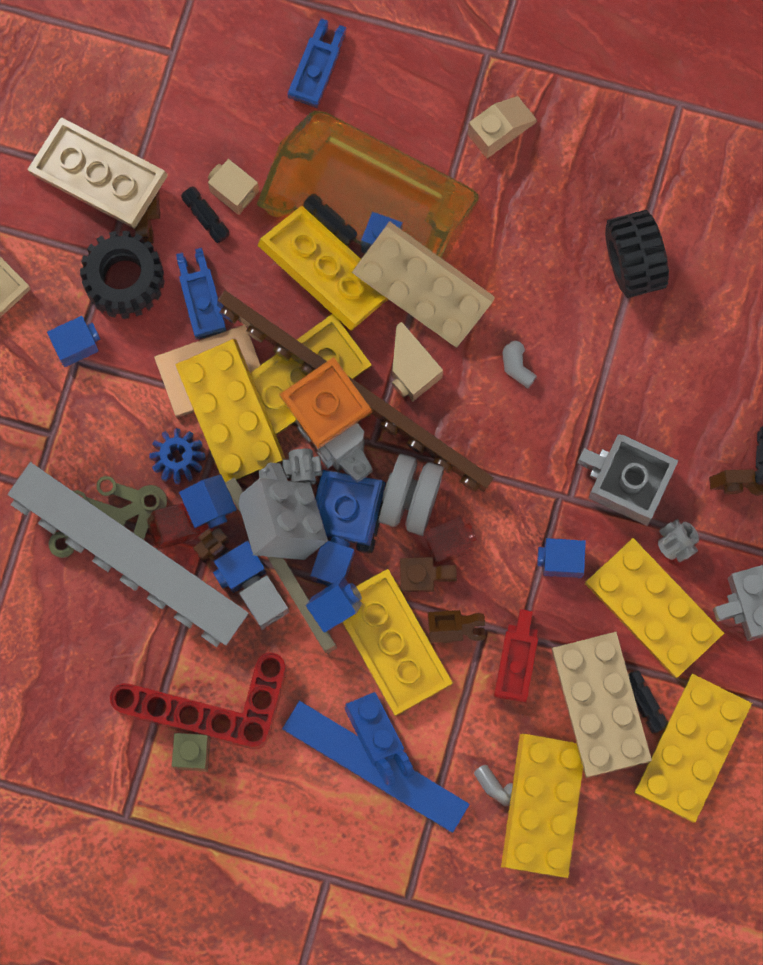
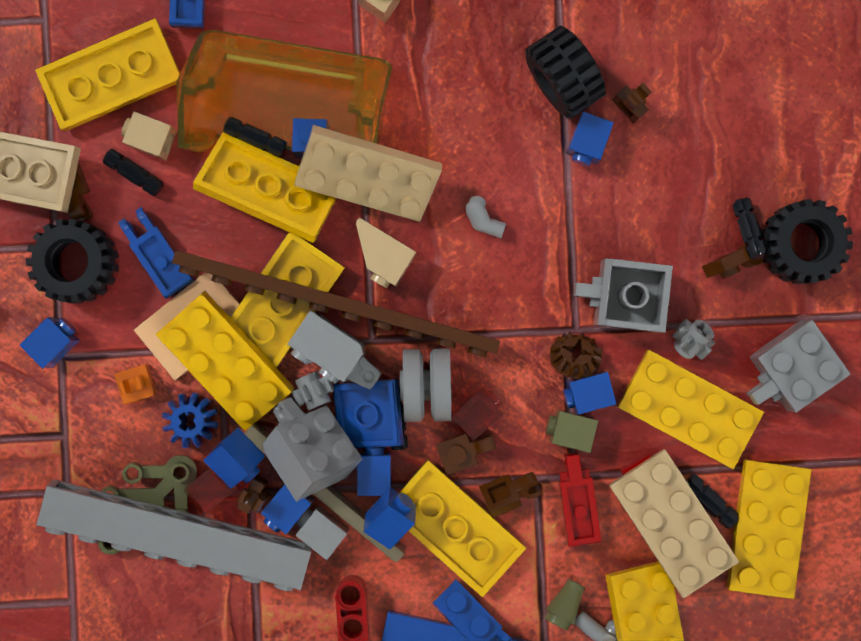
camera: 20 degrees left, 10 degrees up
(137, 408) = (135, 384): none -> orange tile
(215, 121) = (109, 75): none -> yellow plate
(325, 403) = (313, 330): orange tile -> none
(470, 753) = (565, 605): none -> olive cone
(533, 587) = (571, 430): none -> olive brick
(565, 528) = (587, 362): none -> reddish brown gear
(640, 324) = (589, 139): none -> blue brick
(692, 303) = (632, 101): none -> reddish brown plate

